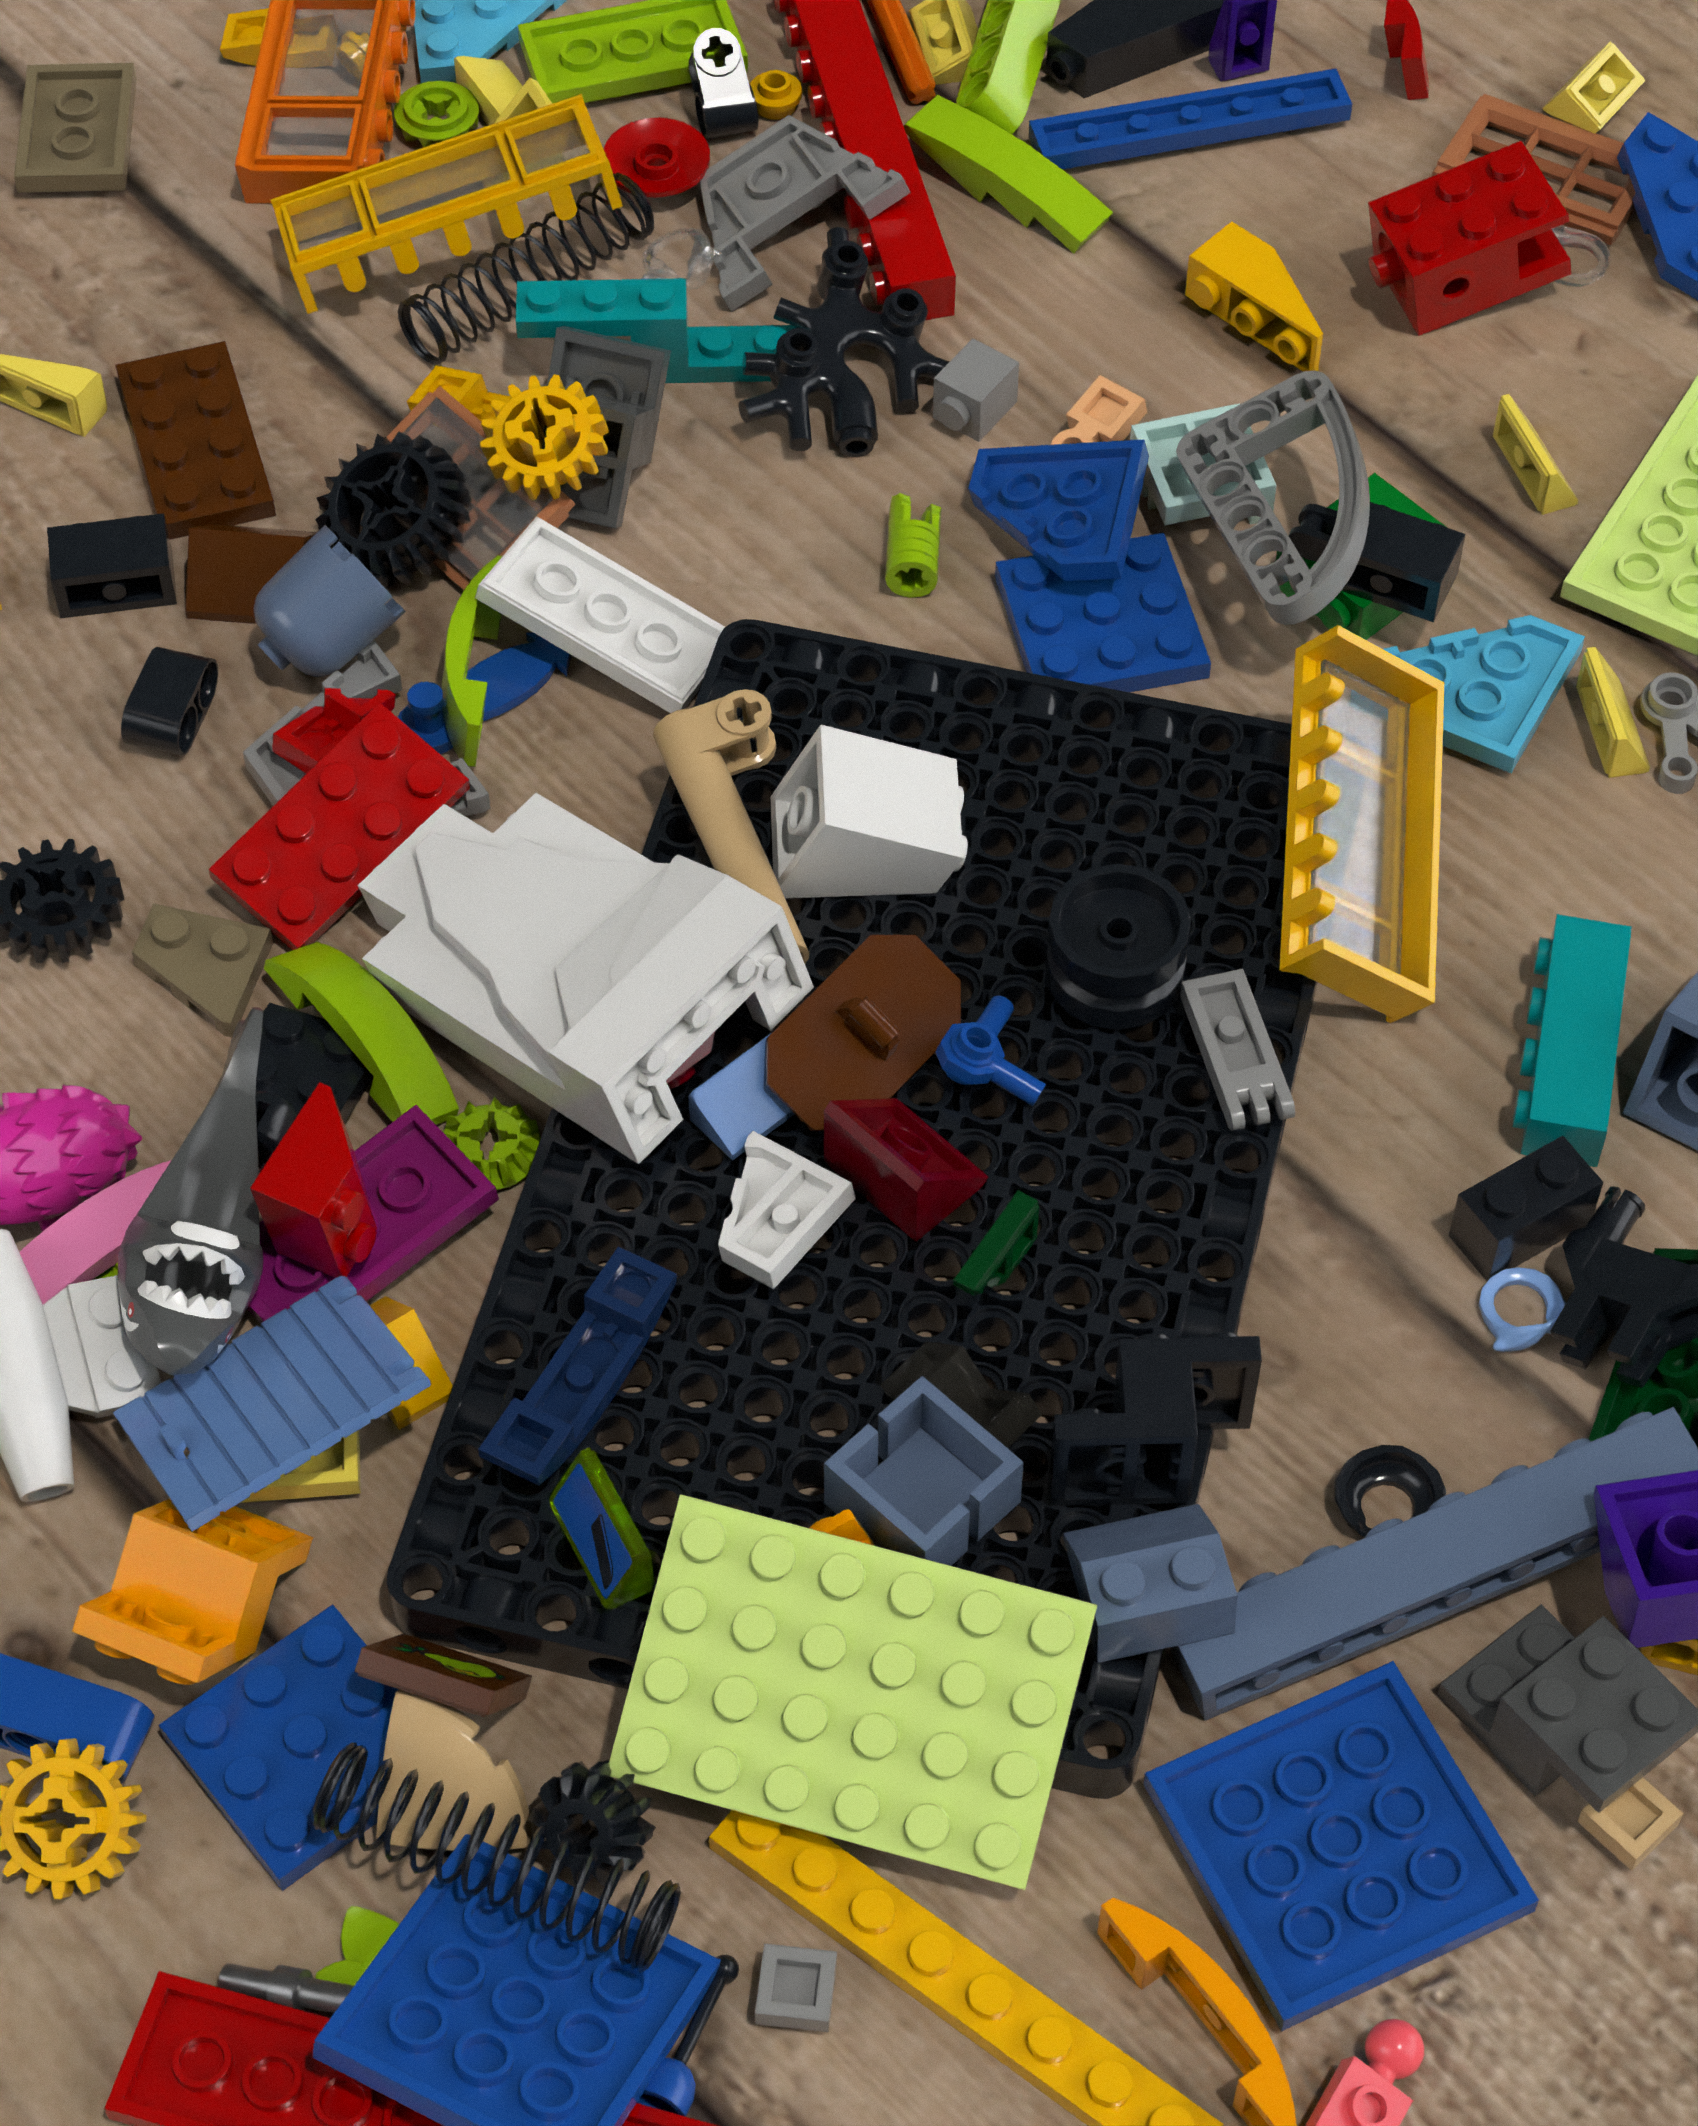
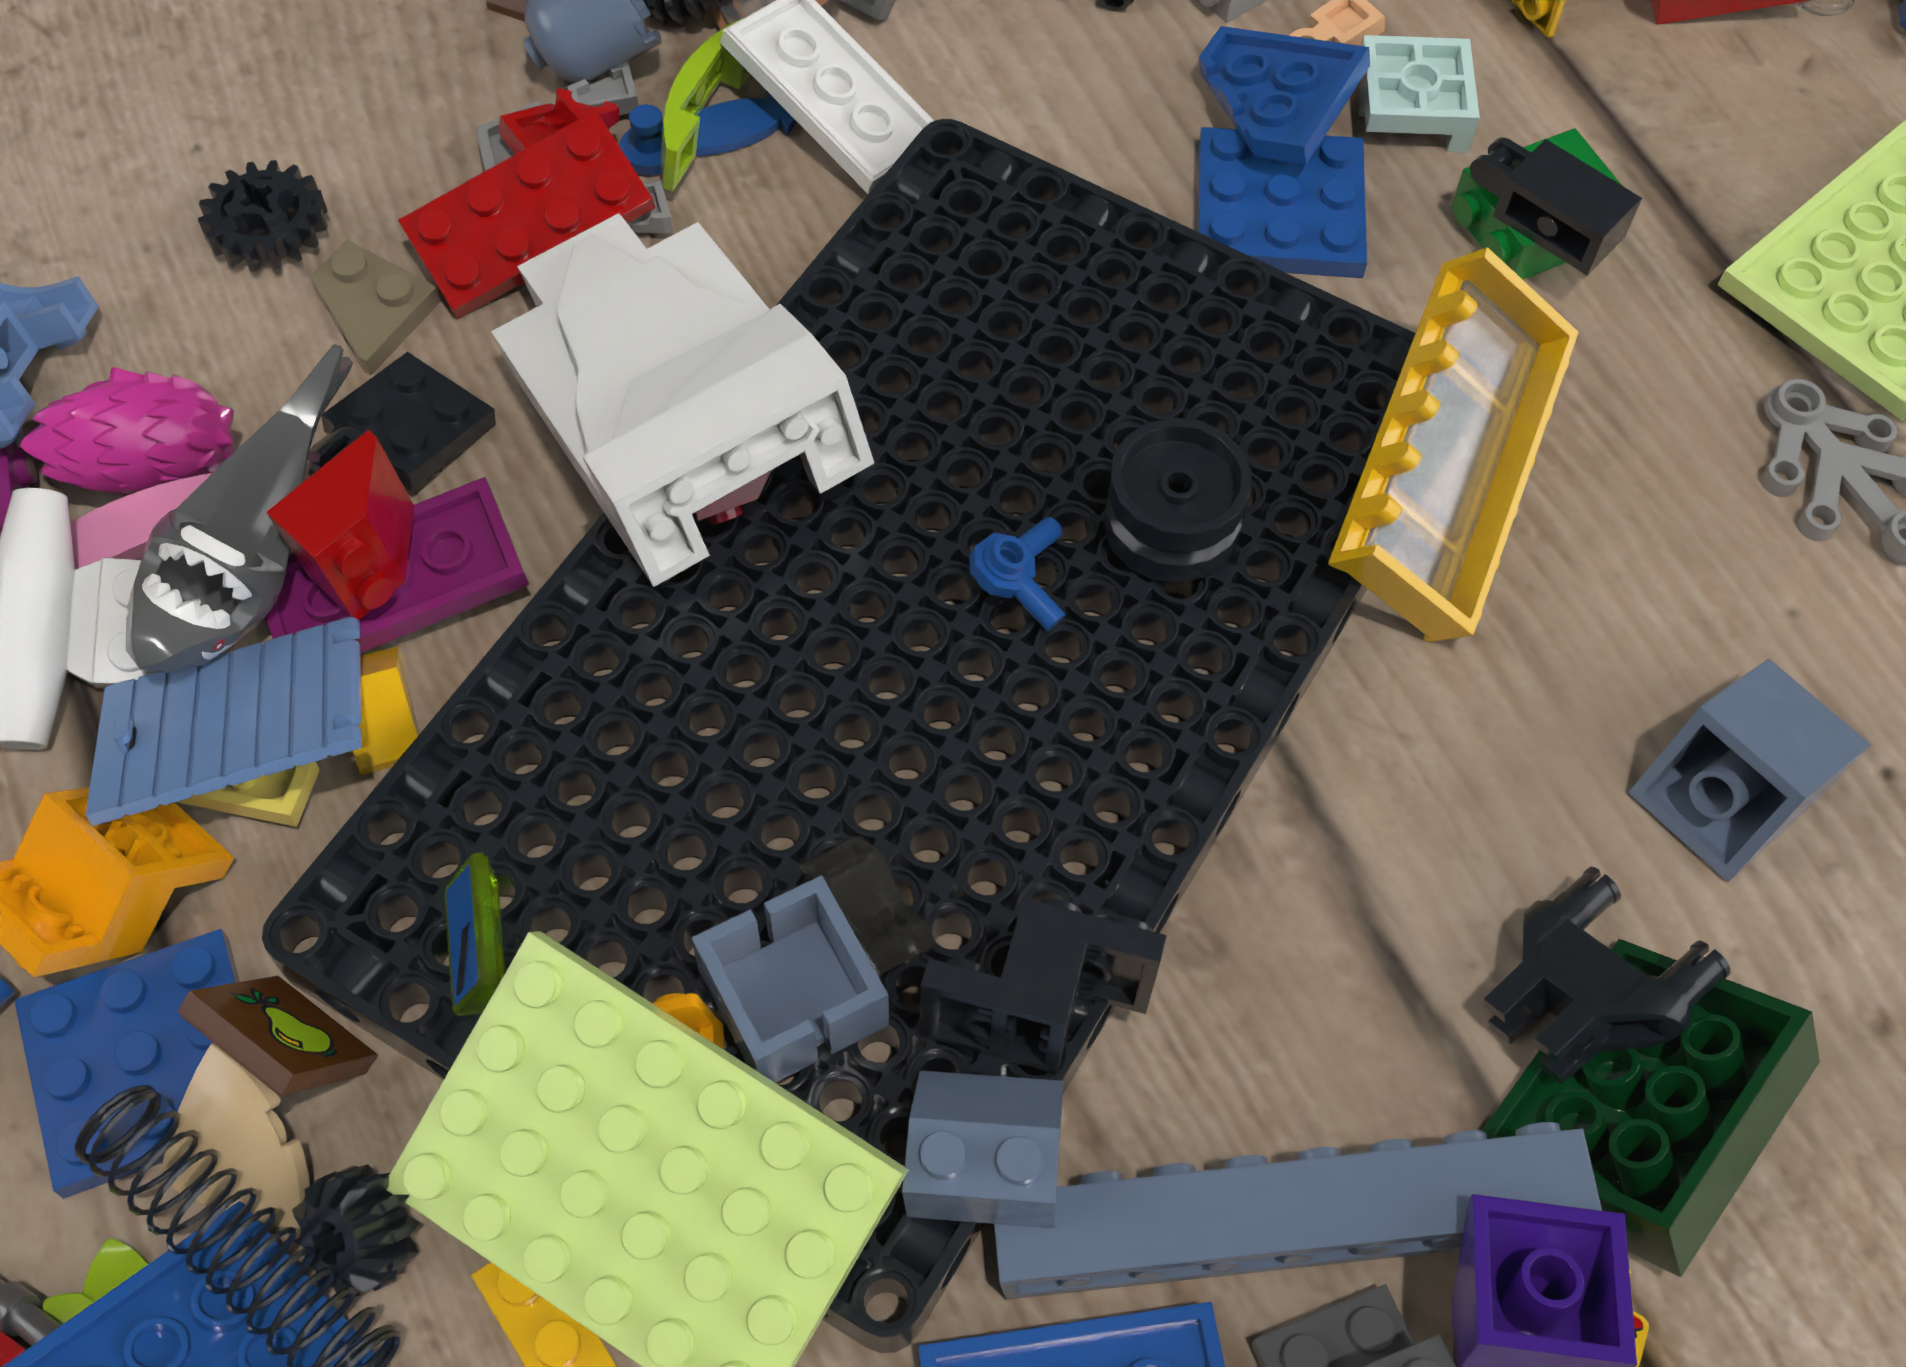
camera: 15 degrees right, 5 degrees up
(169, 701) = (435, 71): black beam -> none
(370, 1026) = (481, 401): lime slope -> none
(516, 1146) = (547, 554): lime gear -> none
(585, 1371) = (519, 778): dark blue slope -> none
(702, 753) = (861, 224): tan axle -> none
(737, 1103) = (791, 548): medium blue slope -> none
(779, 1210) = (765, 668): white wing -> none
(863, 1027) = (907, 518): reddish brown shield -> none
(866, 819) = (987, 321): white slope -> none
(898, 1162) = (898, 650): dark red slope -> none
(912, 548) = (1129, 98): lime hinge -> none
(1001, 1247) = (959, 763): dark green tile -> none
(1234, 450) = (1510, 51): light grey beam -> none
(1236, 1048) = (1260, 628): light grey hinge -> none
(1390, 1467) = (1273, 1087): black piece -> none
(1497, 684) = (1631, 350): medium azure plate -> none
(1513, 1338) = (1442, 986): light blue piece -> none
(1525, 1208) = (1499, 863): black brick -> none
(1531, 459) = (1728, 154): light yellow slope -> none
(1575, 1036) = (1602, 709): teal brick -> none
(1610, 717) = (1731, 407): light yellow slope -> none

